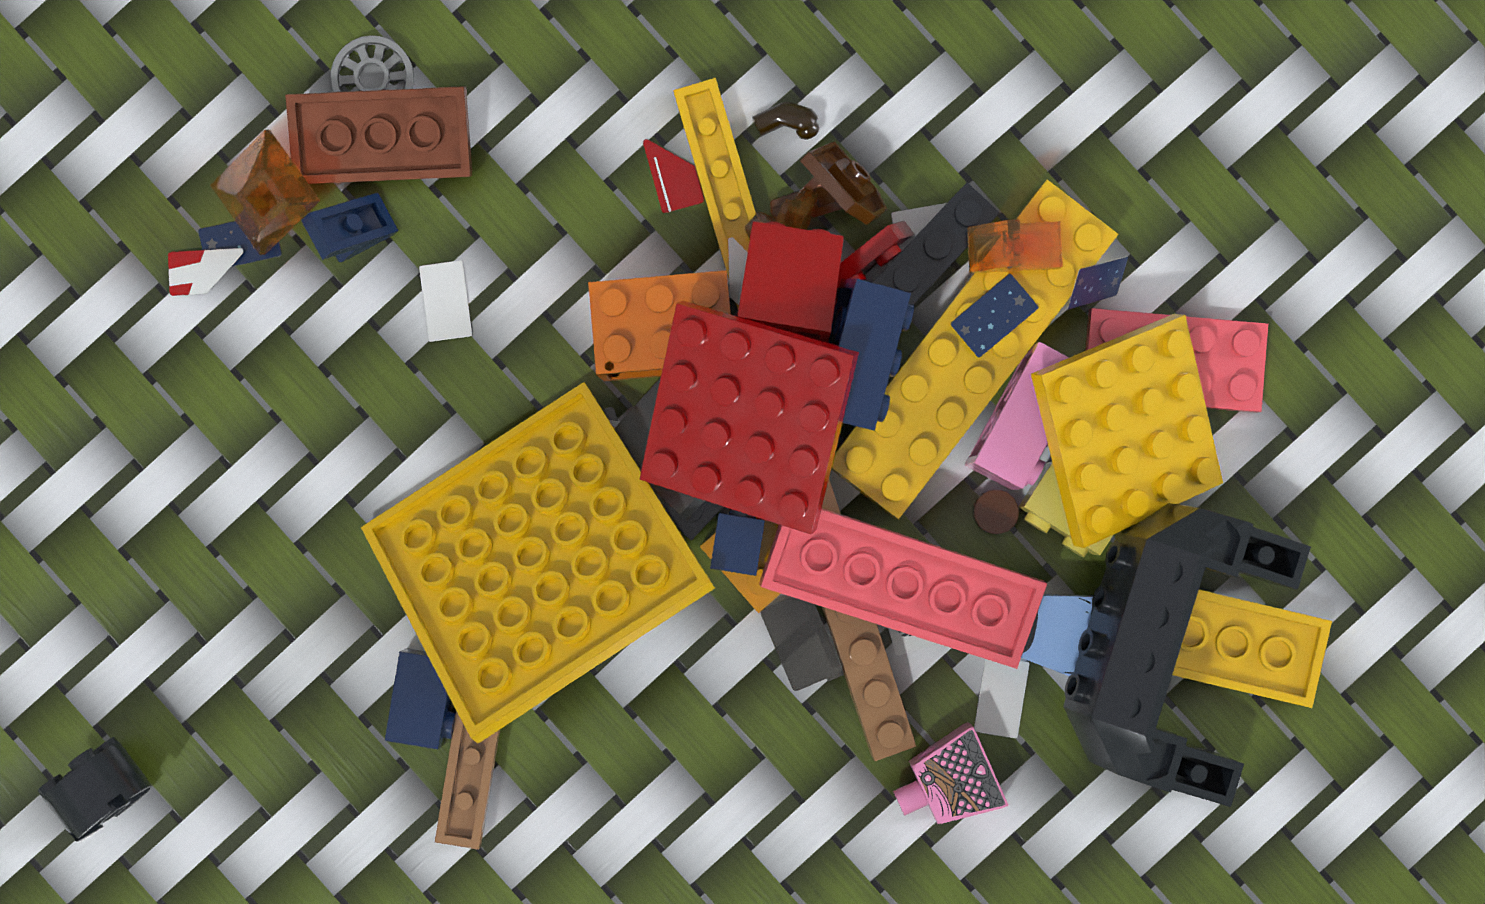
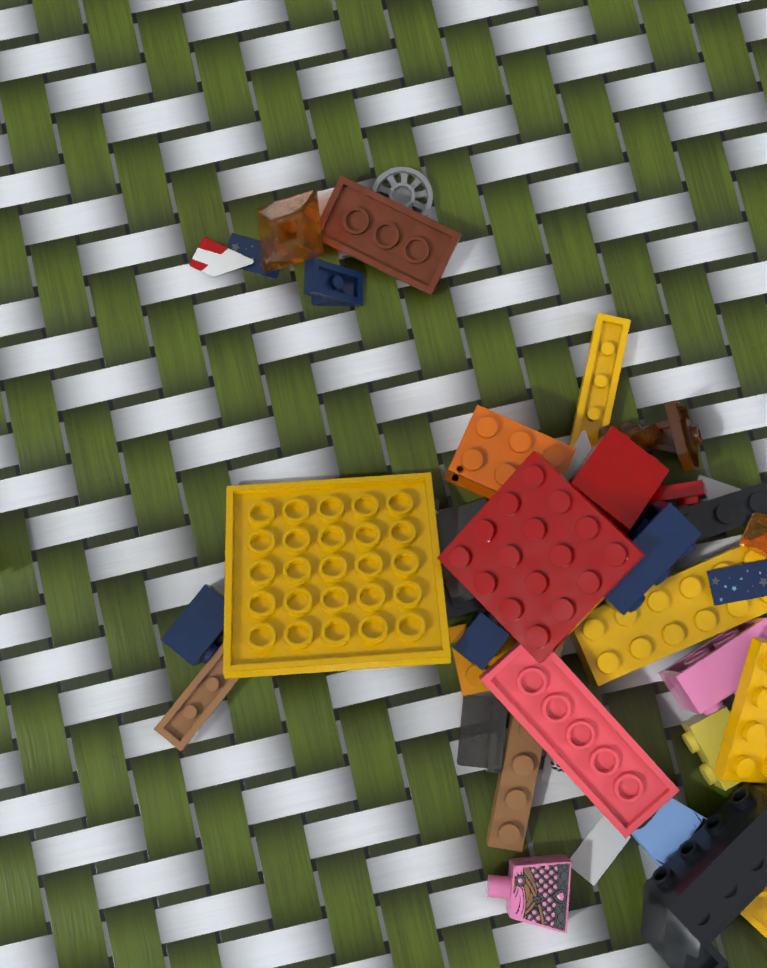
camera: 25 degrees right, 5 degrees down
(445, 301) = (367, 368): white sticker -> none
(673, 179) = (564, 371): red sticker -> none
(788, 115) = (665, 371): dark brown arm -> none
(995, 511) = (663, 718): reddish brown tile -> none

